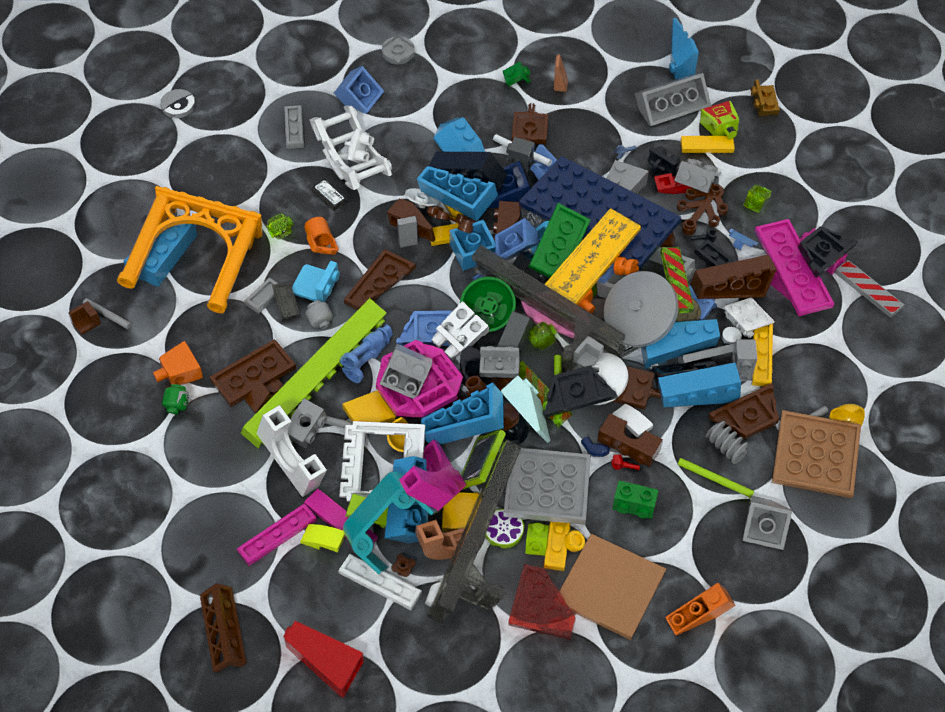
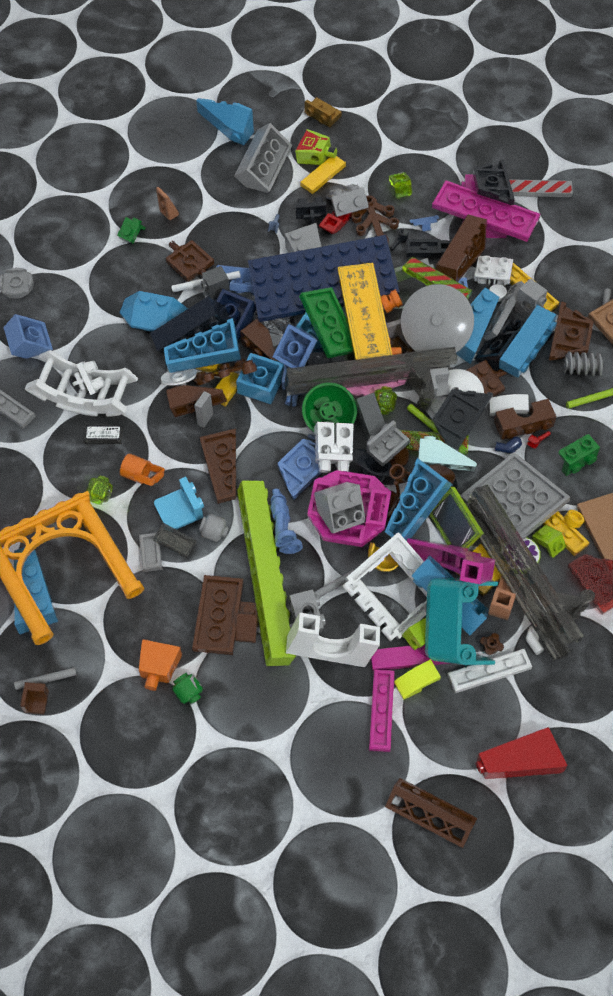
camera: 45 degrees left, 5 degrees up
(369, 409) = (336, 562): yellow tile -> none

